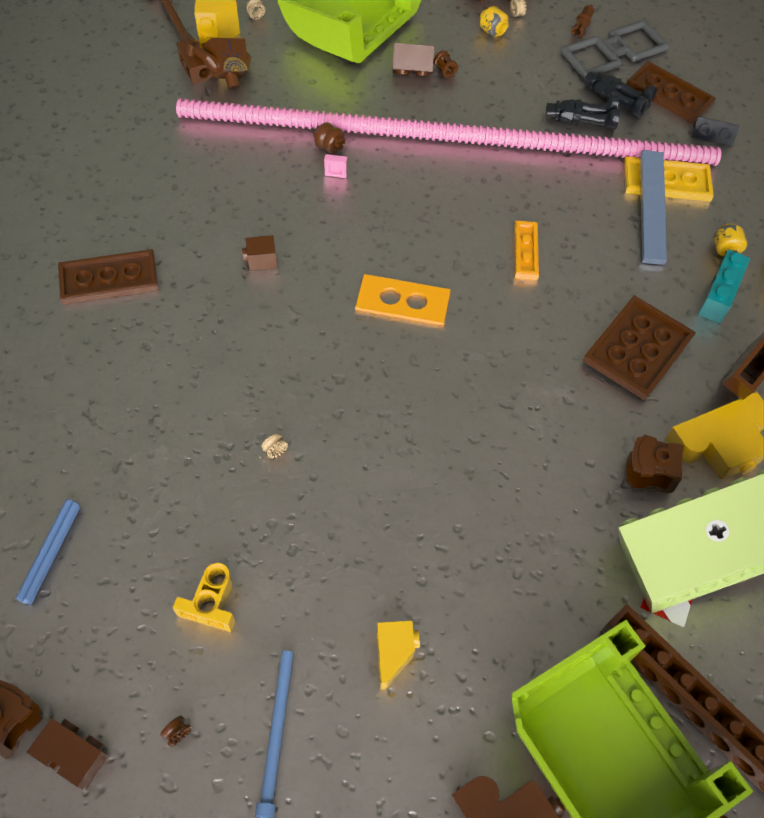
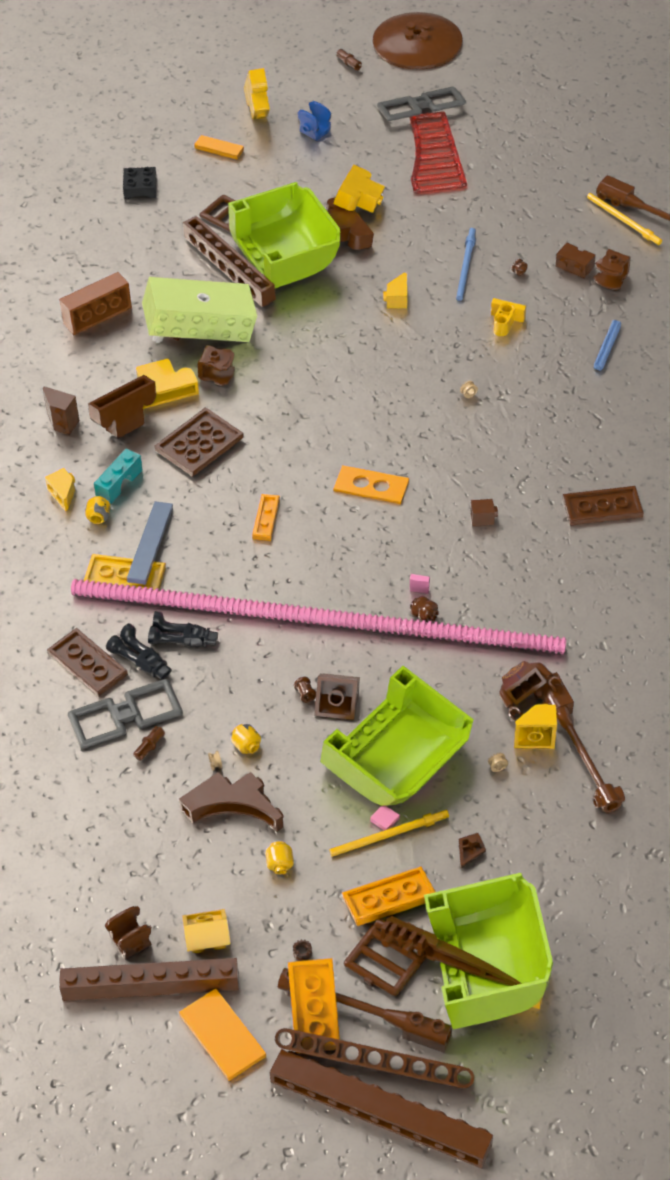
camera: 170 degrees left, 10 degrees down
(715, 131) = (70, 616): black hinge -> none

